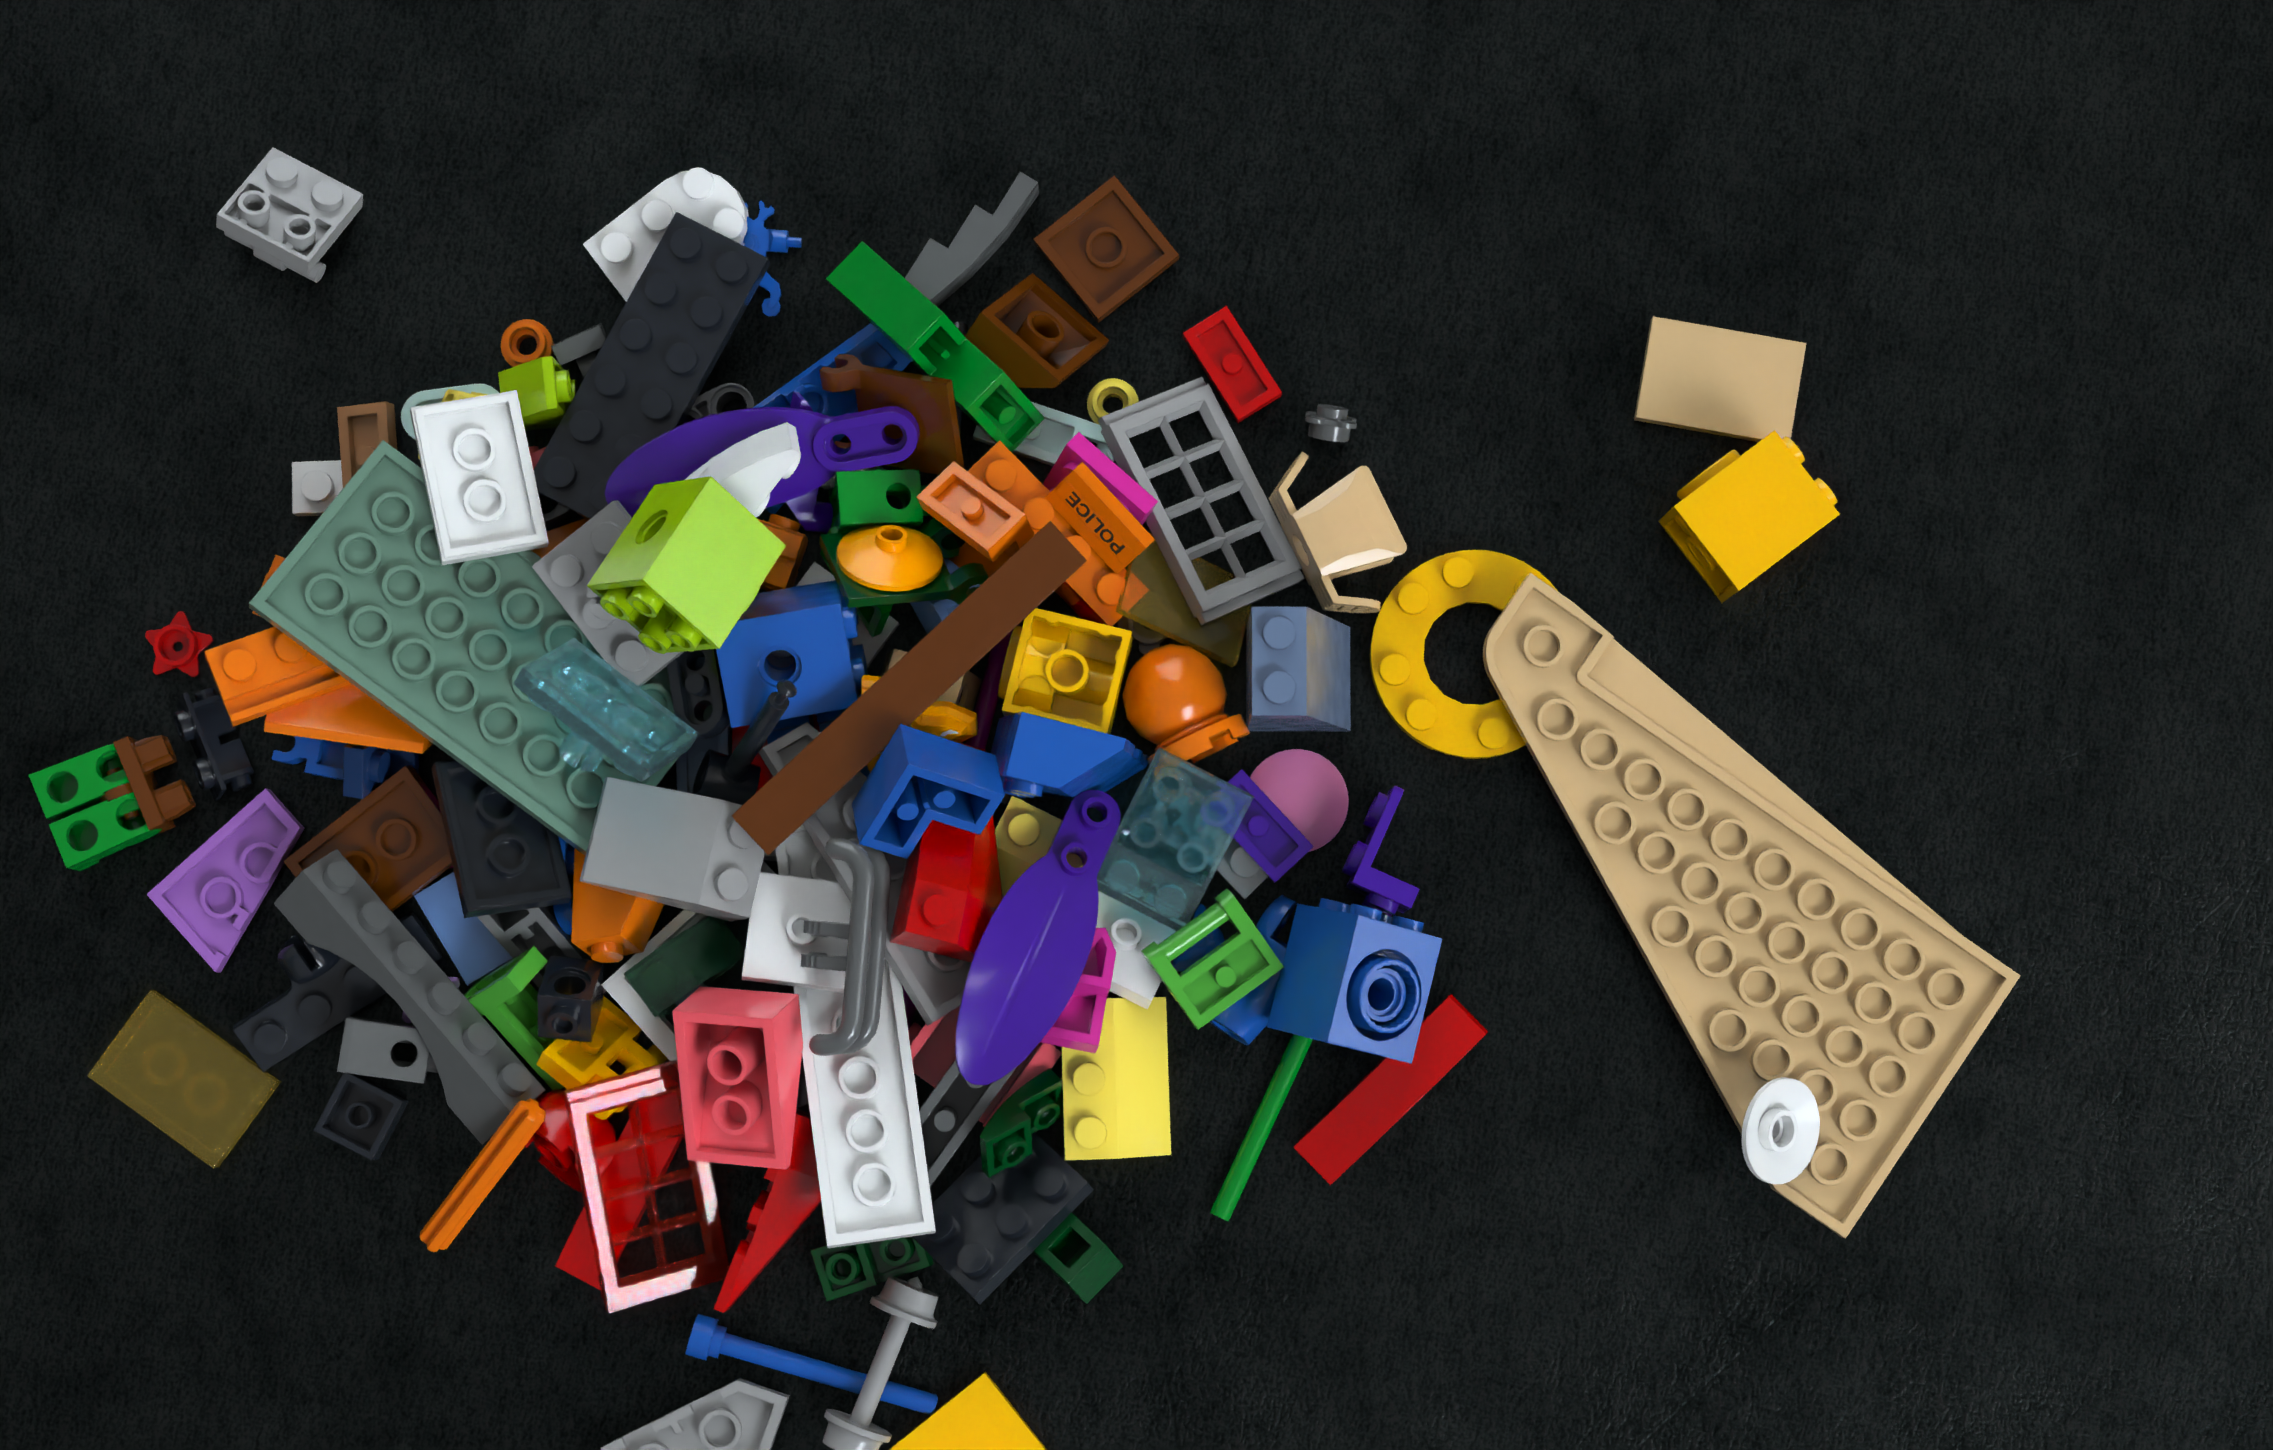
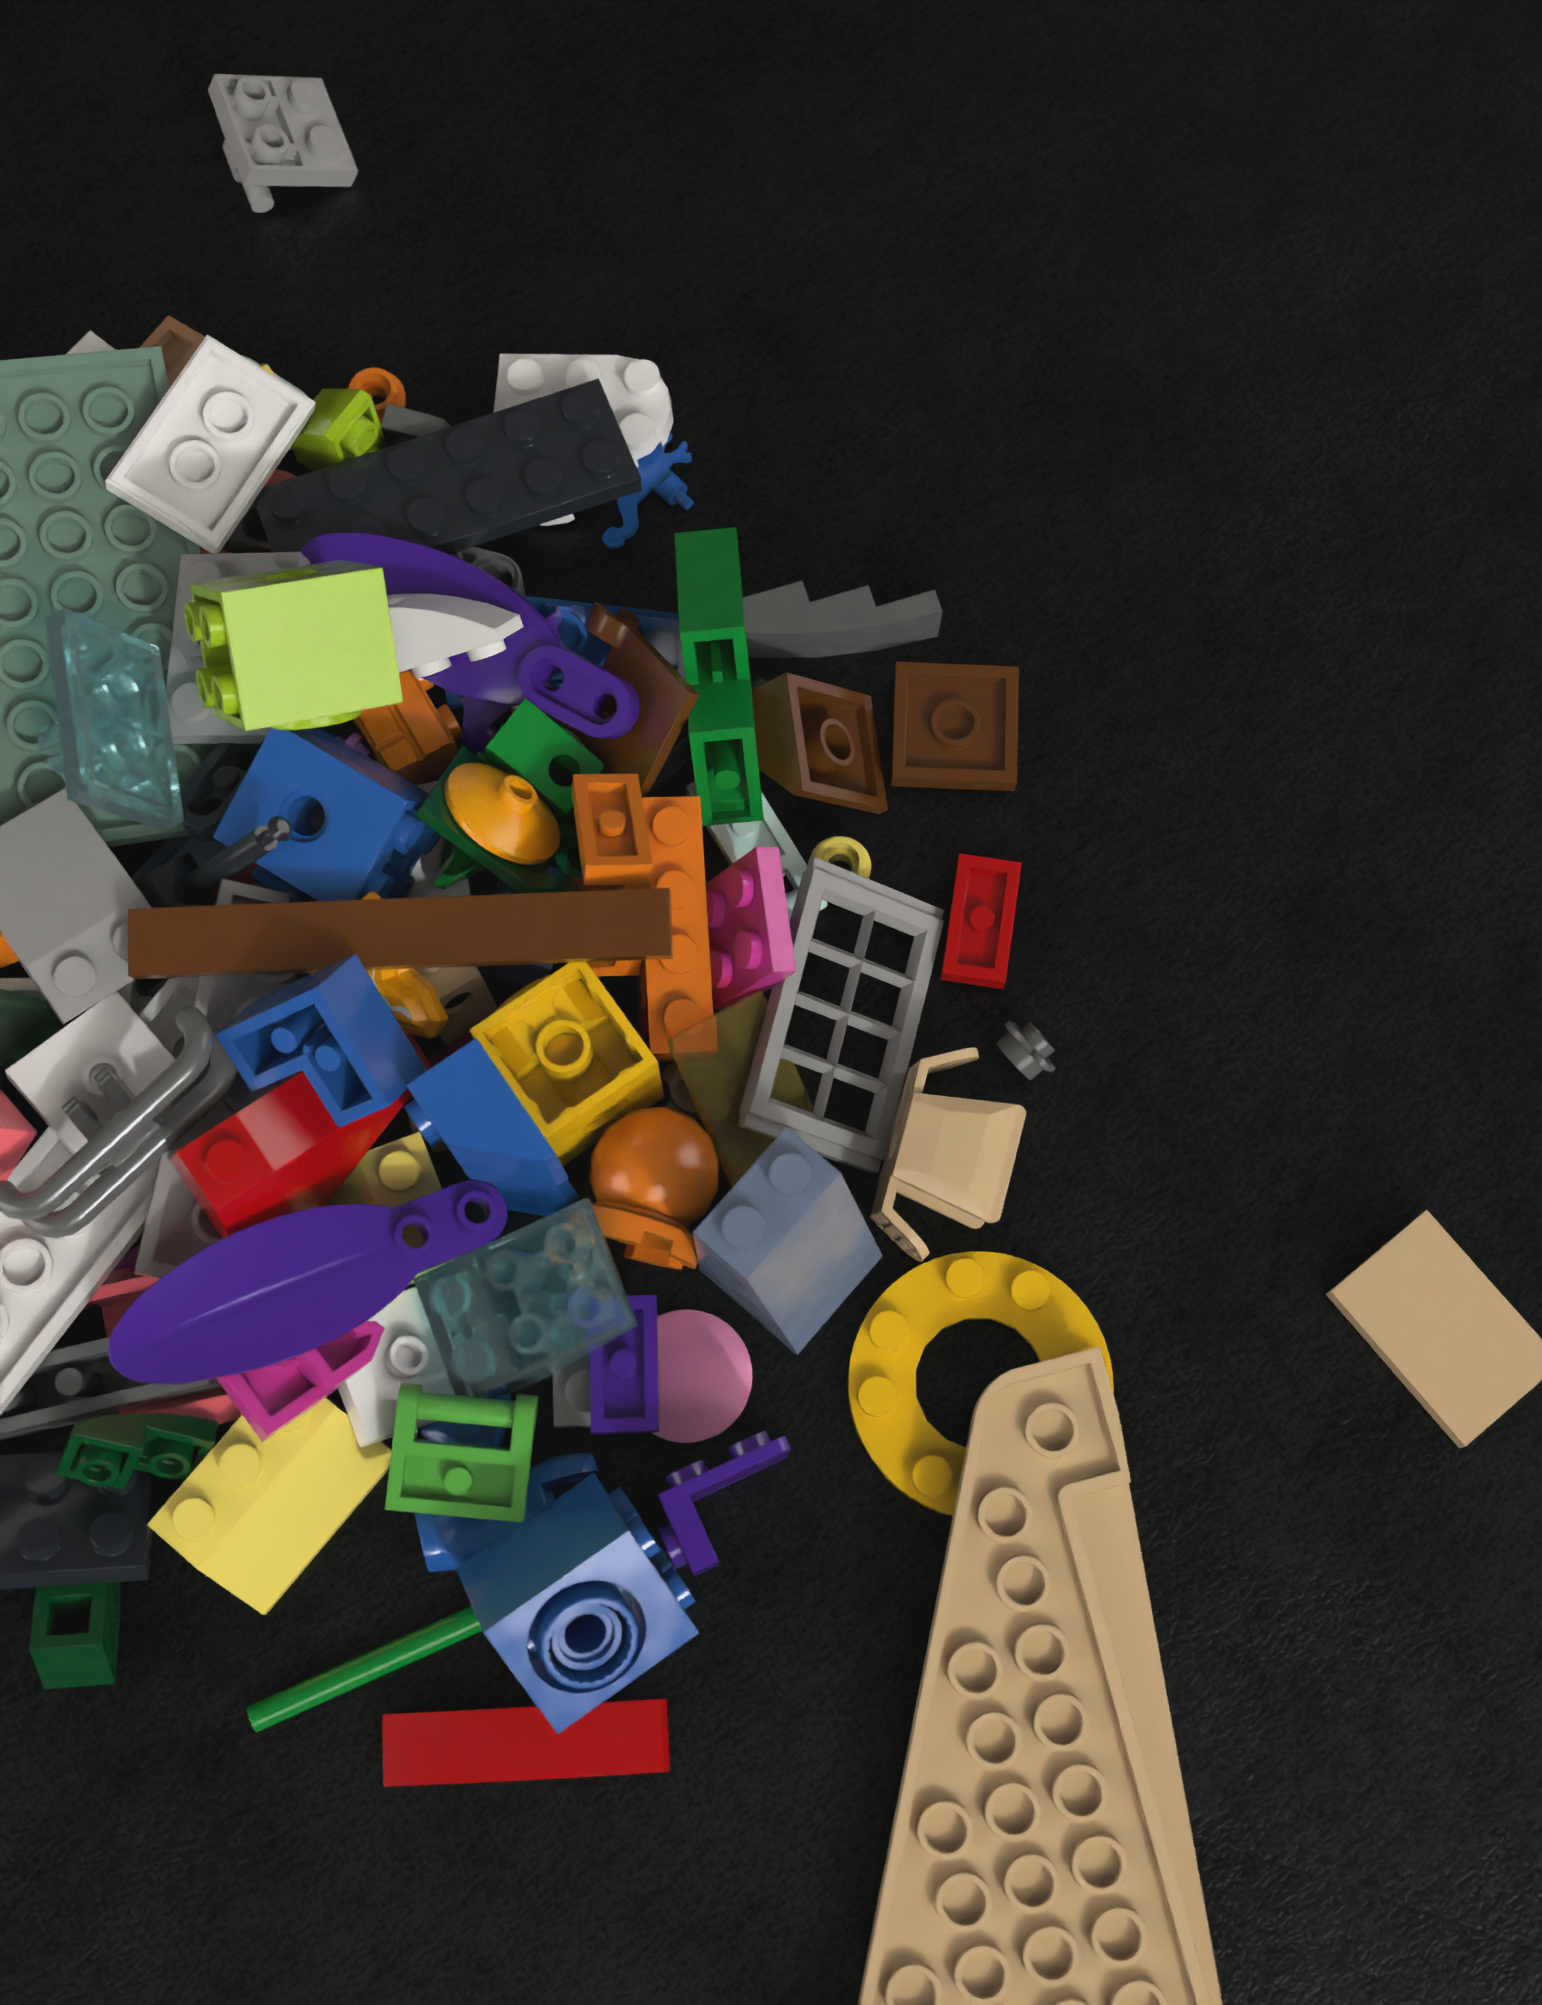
camera: 40 degrees right, 10 degrees down
(1099, 518) = (727, 940): orange tile -> none
(1748, 513) = (1370, 1477): yellow brick -> none

